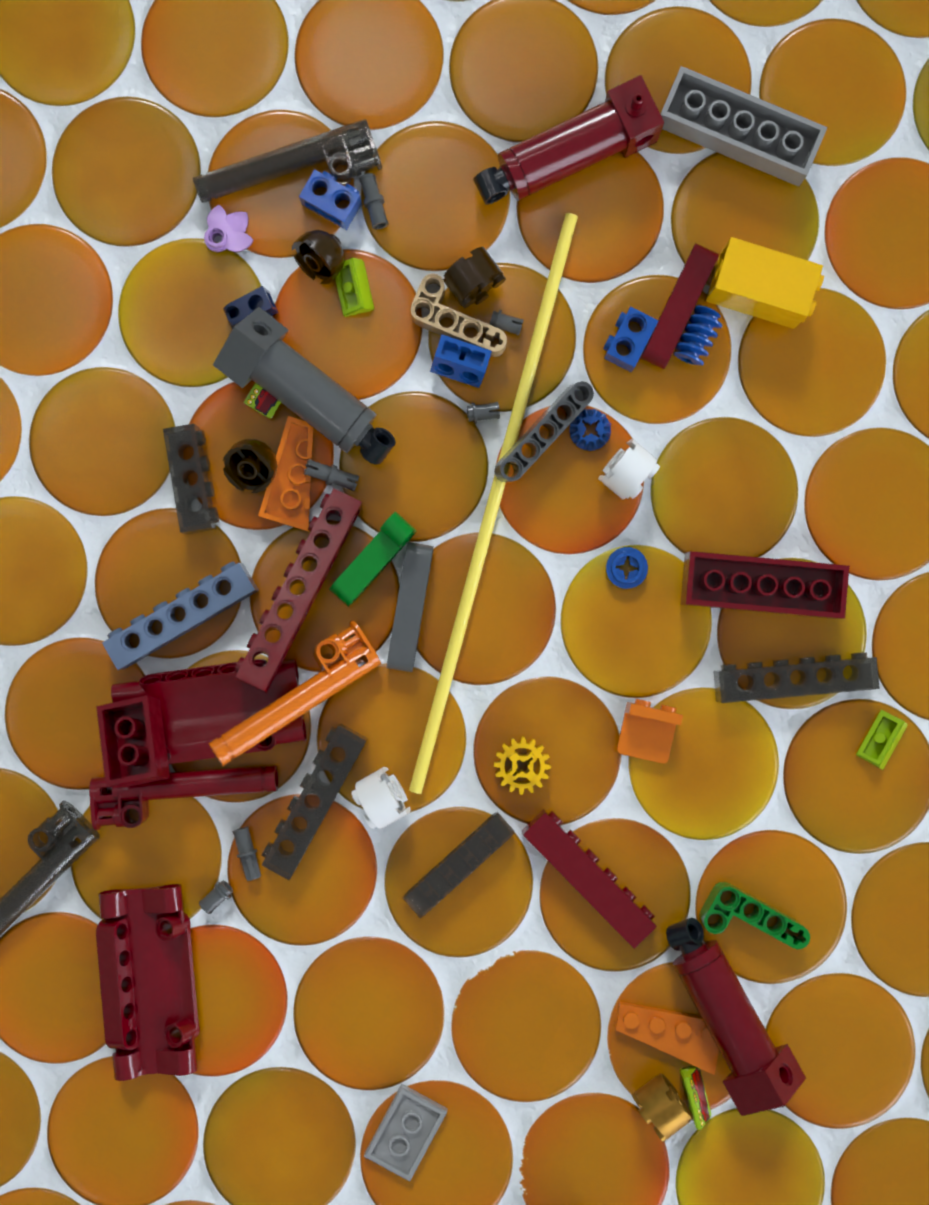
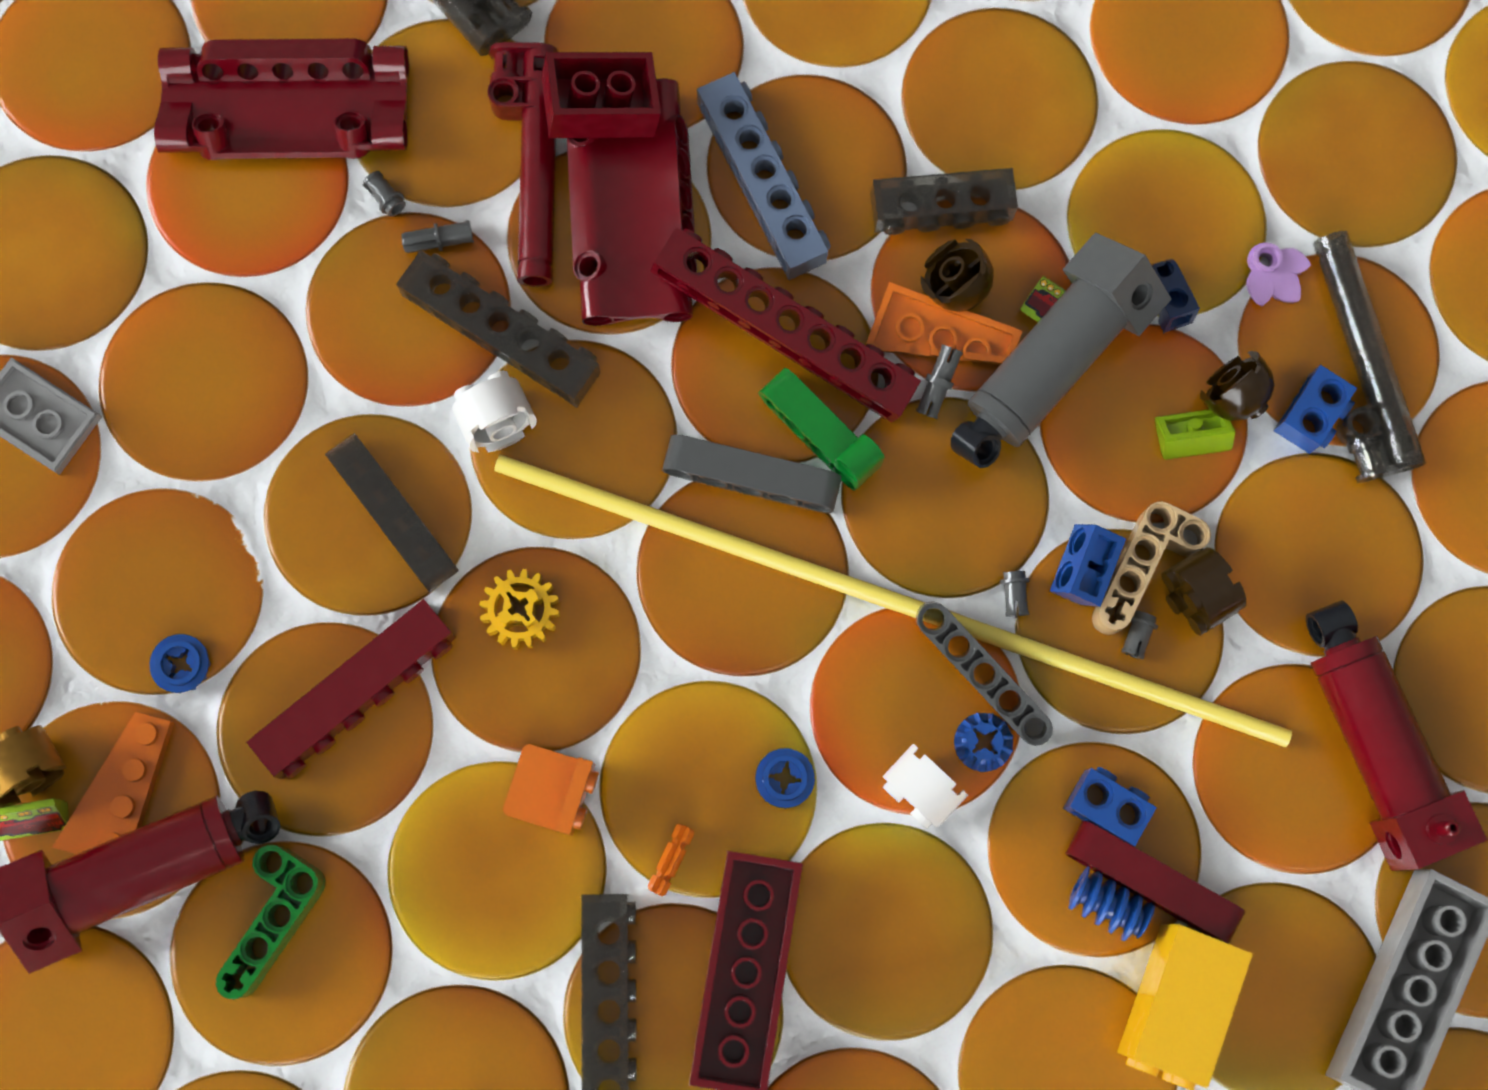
camera: 90 degrees right, 10 degrees down
(335, 675) = (667, 368): orange piece -> none
(373, 201) = (1312, 467): dark grey pin -> none
(584, 1013) = (177, 646): none -> blue gear
(689, 643) = (671, 859): none -> orange axle

